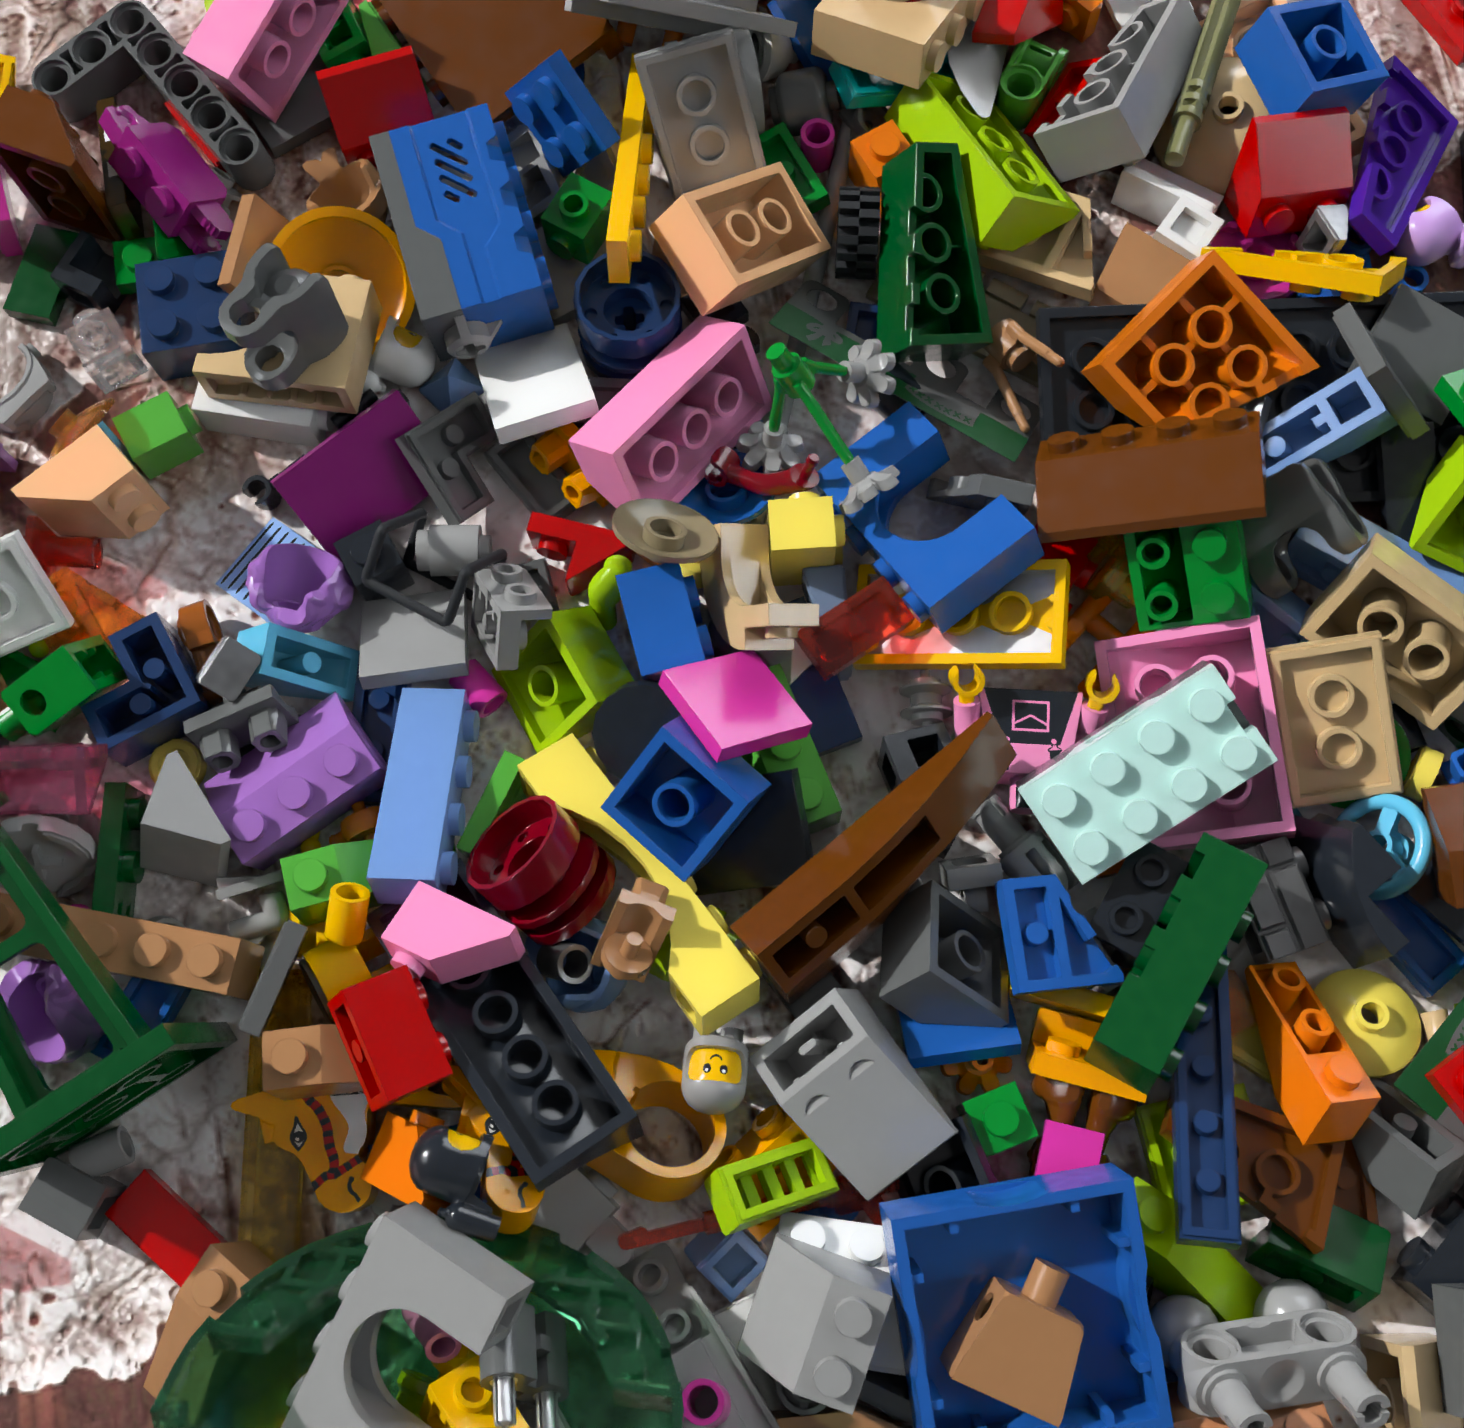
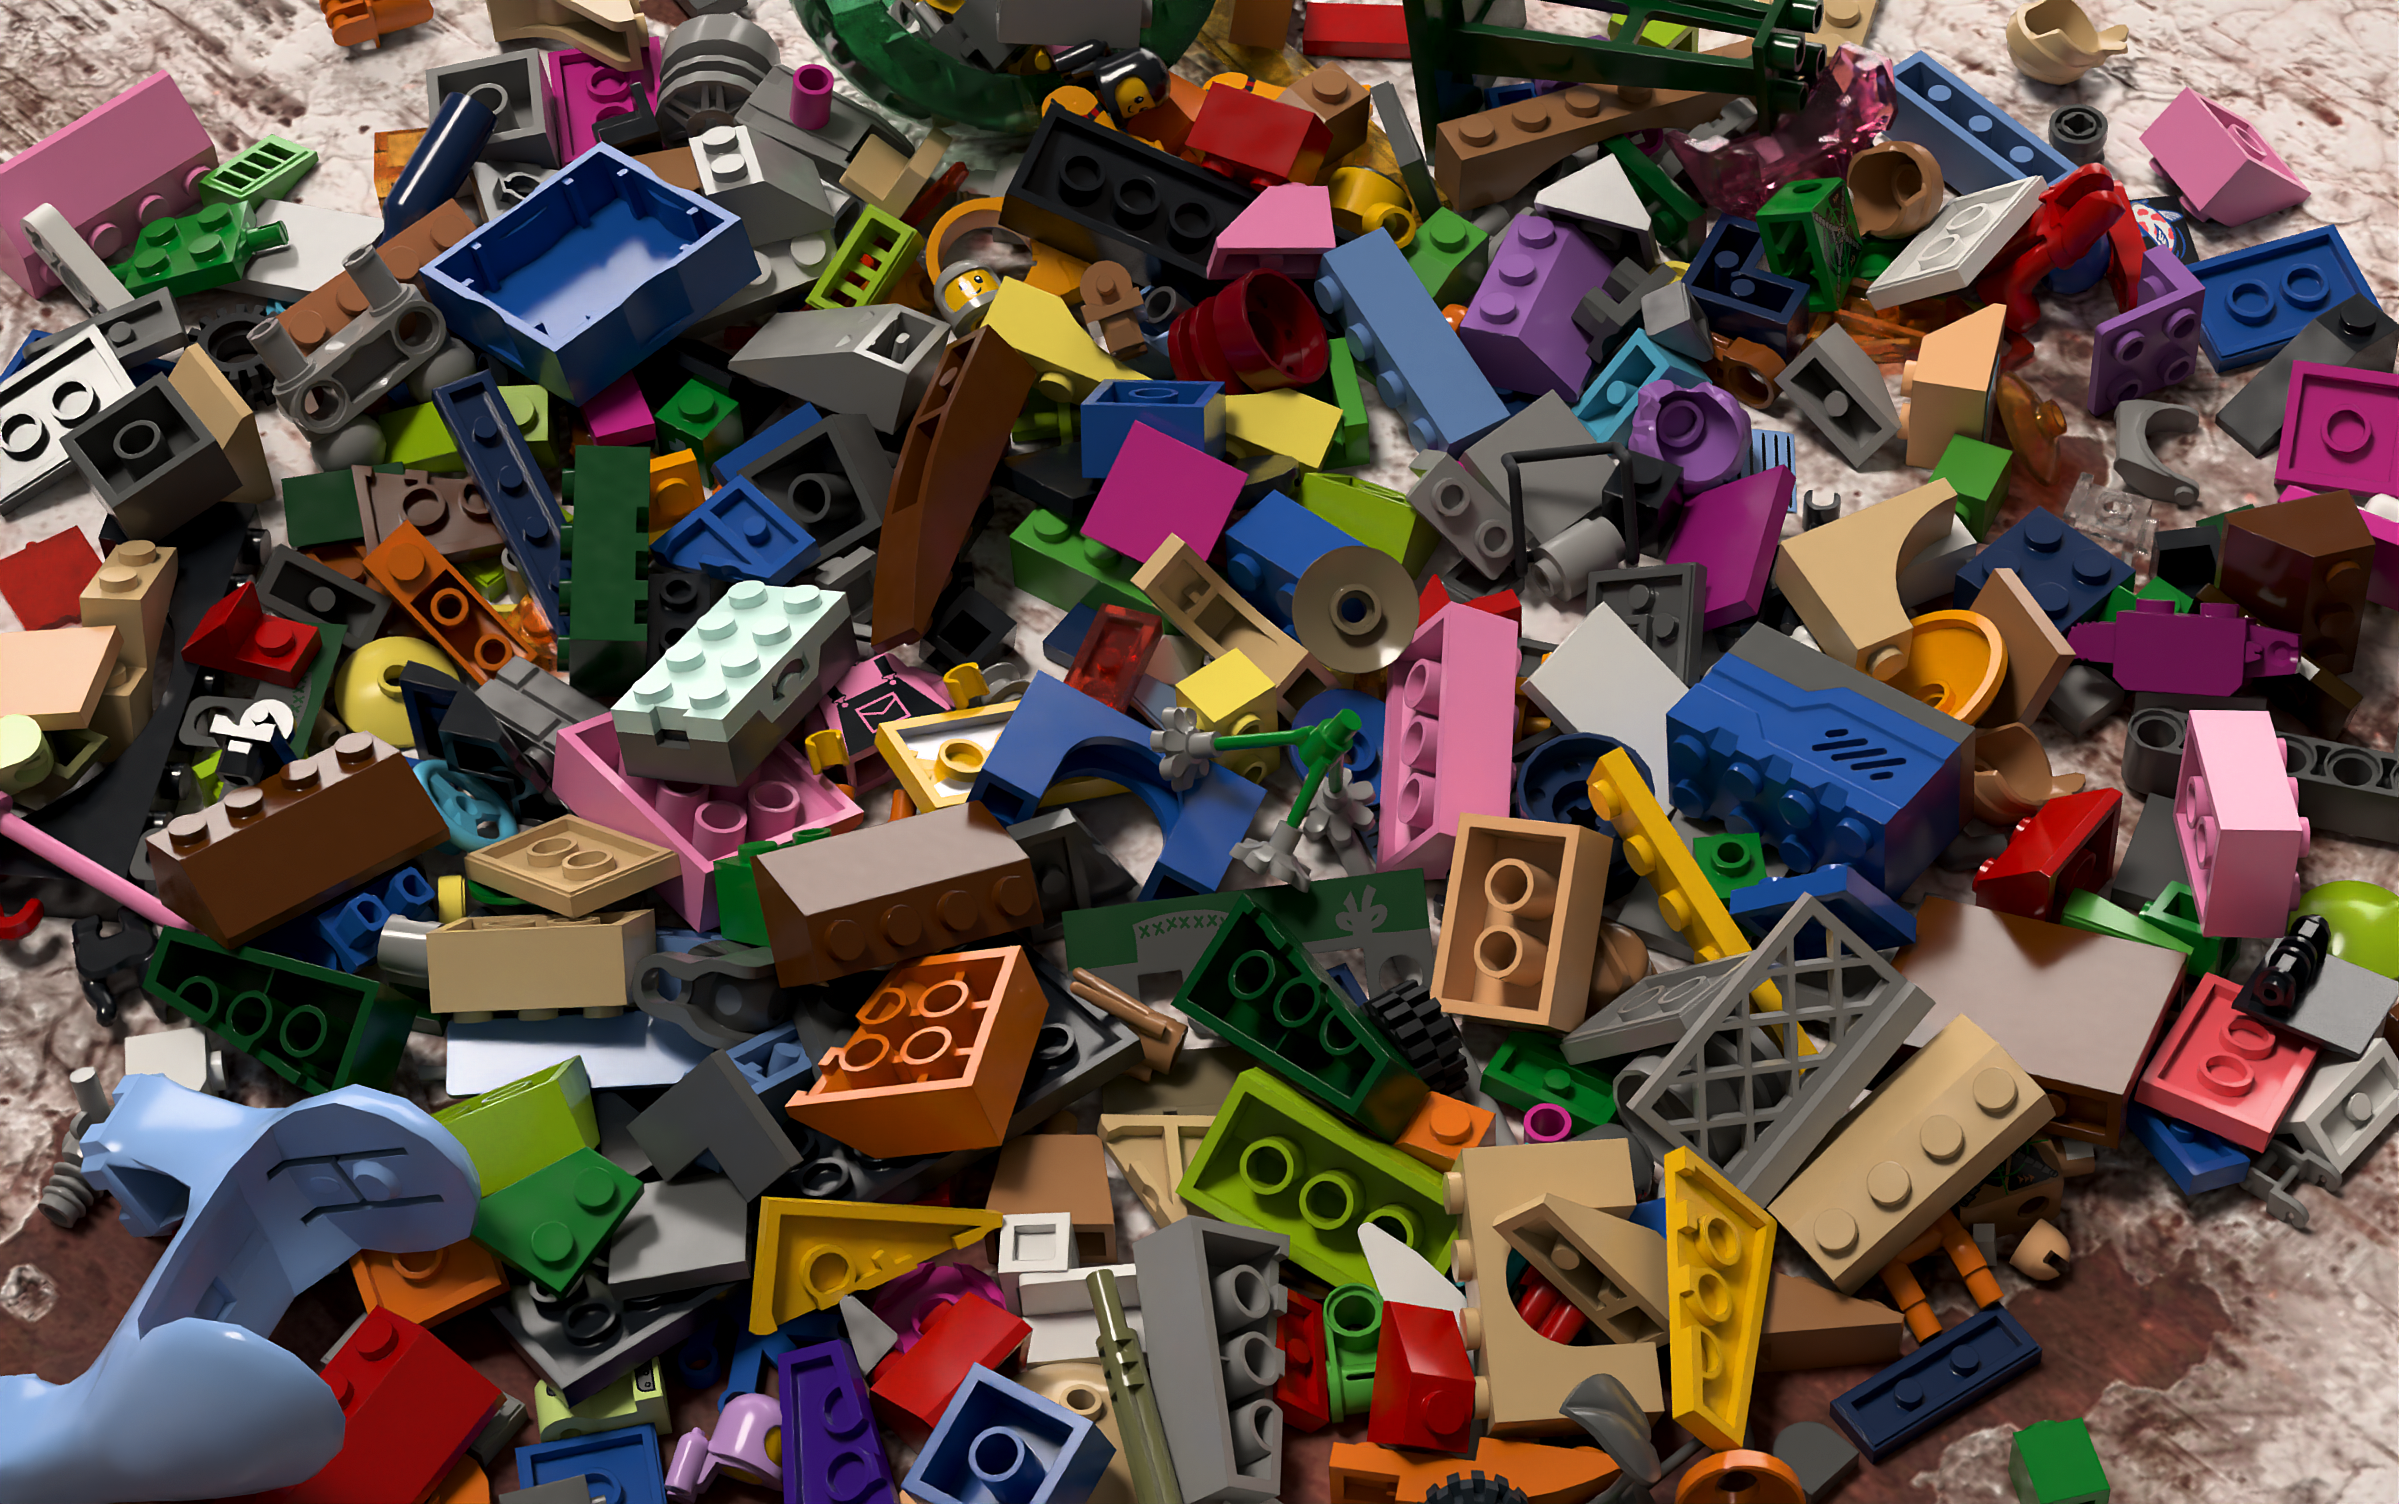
camera: 145 degrees right, 25 degrees down
(164, 562) = (1842, 394): none -> light grey slope
(294, 318) = (1877, 506): dark grey piece -> none
(687, 1268) = (888, 177): none -> tan panel
(726, 468) = (1279, 766): dark red piece -> none
(1019, 1343) = (583, 249): medium nougat torso -> none

